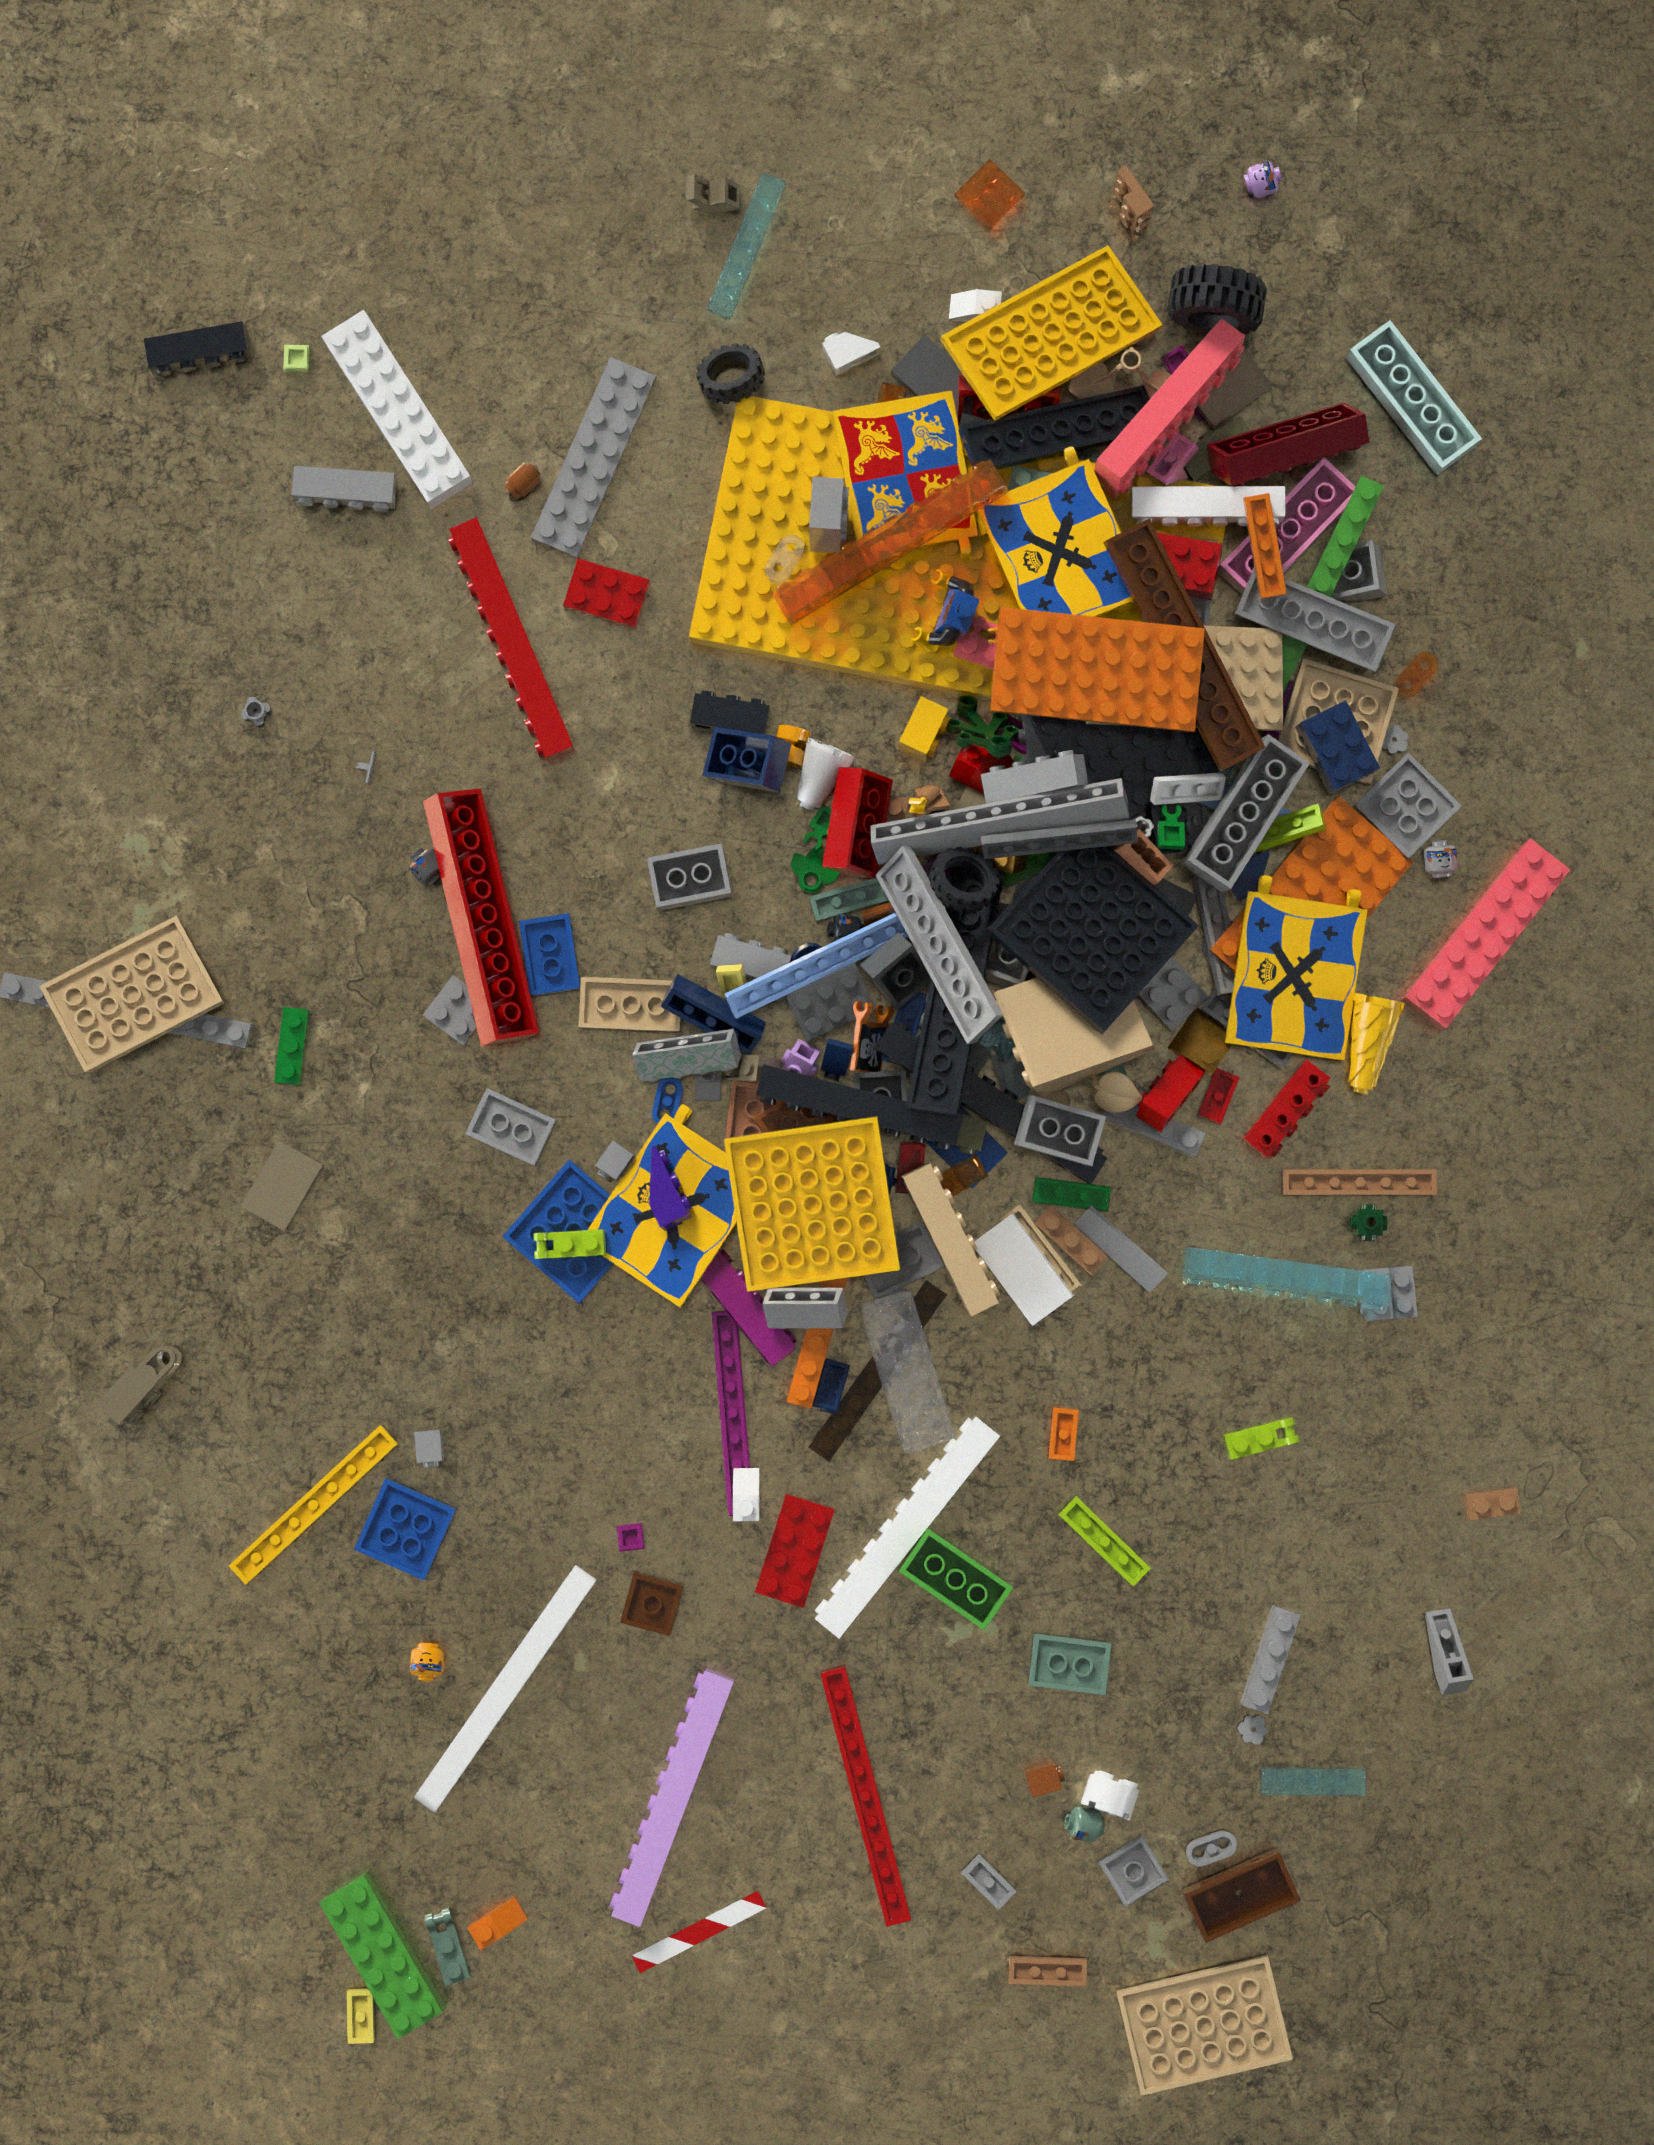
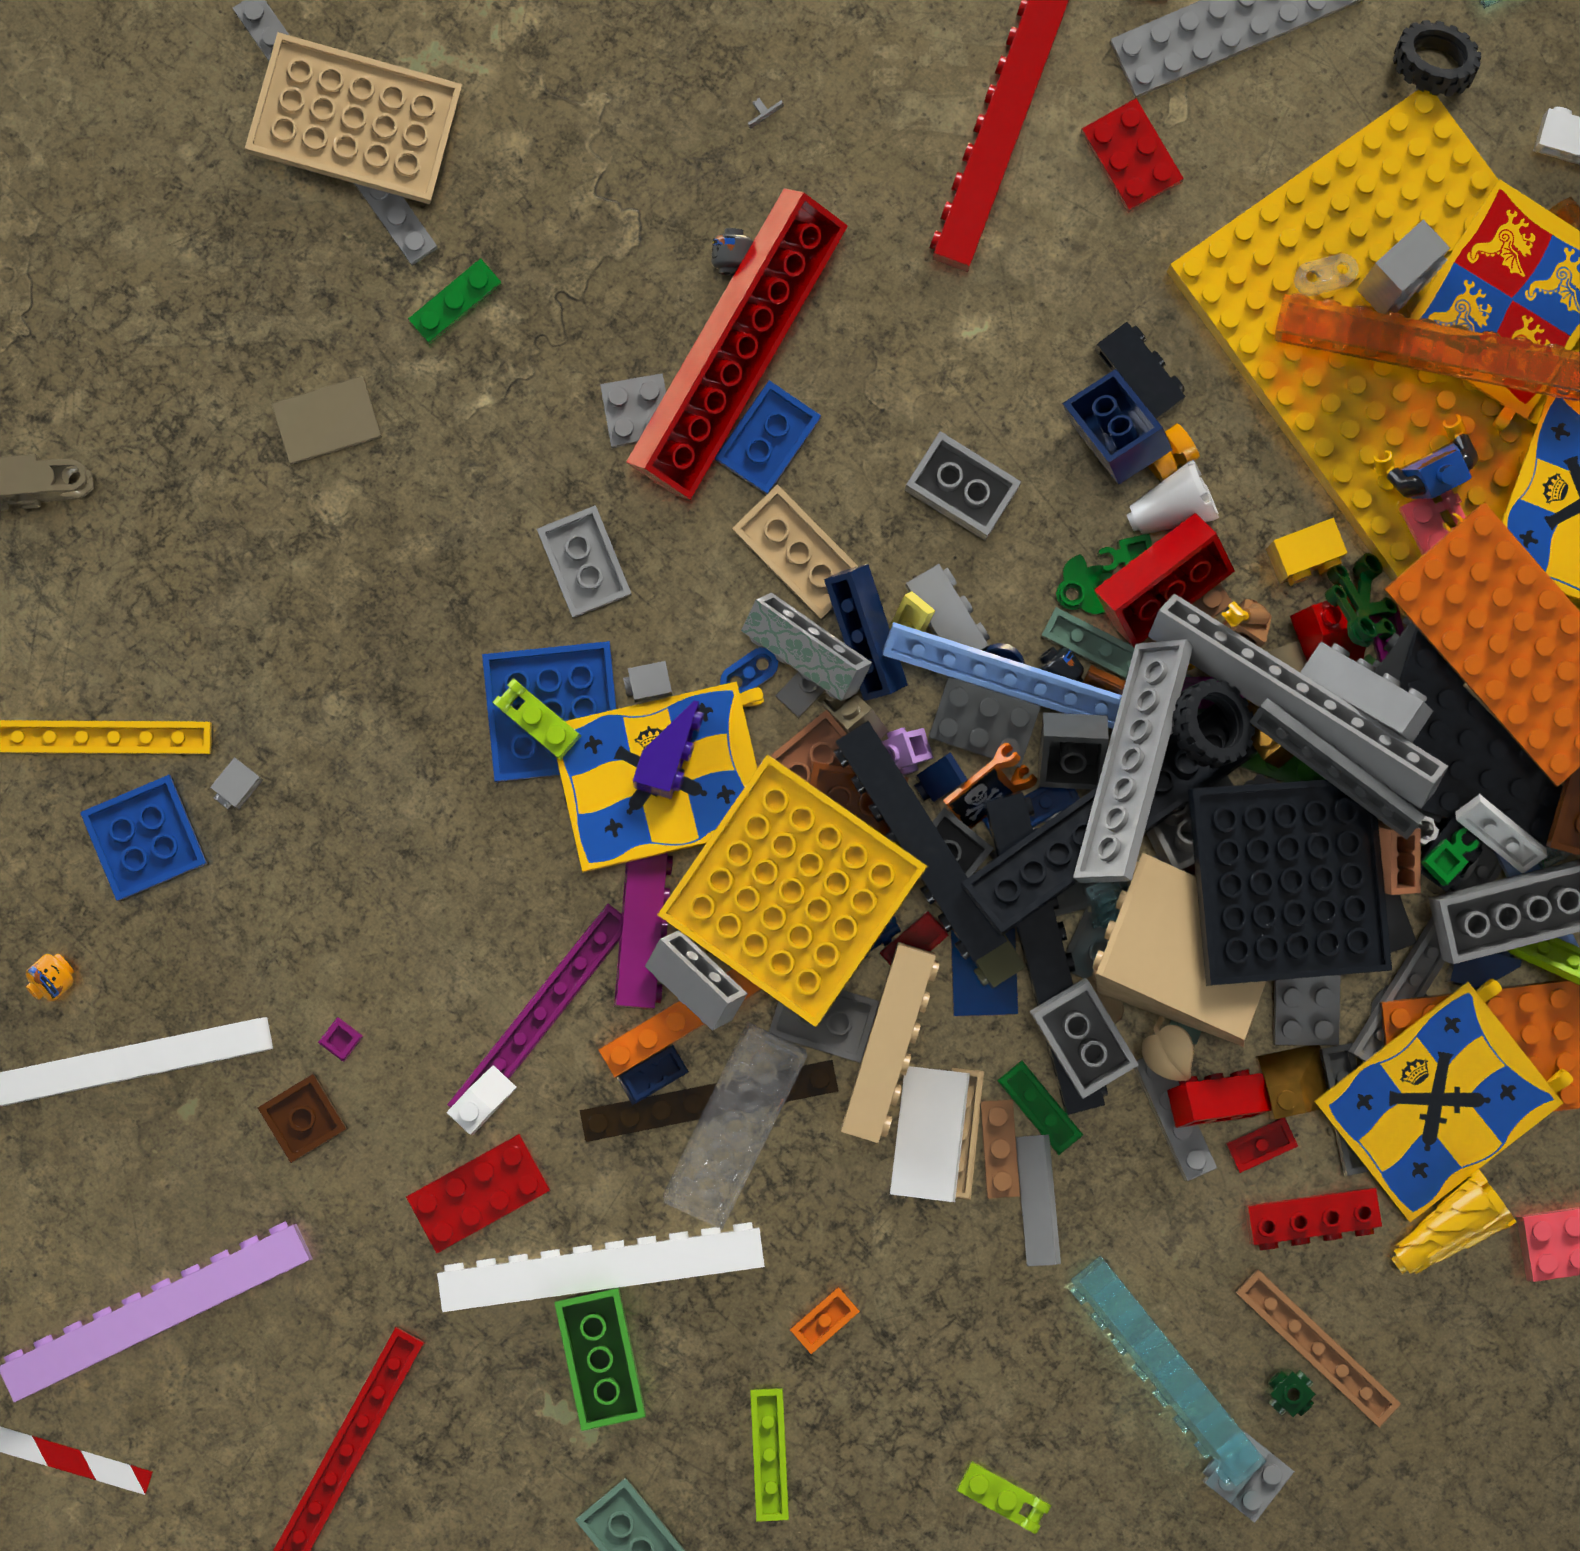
camera: 35 degrees right, 0 degrees up
(963, 1175) = (956, 996): clear orange slope -> none

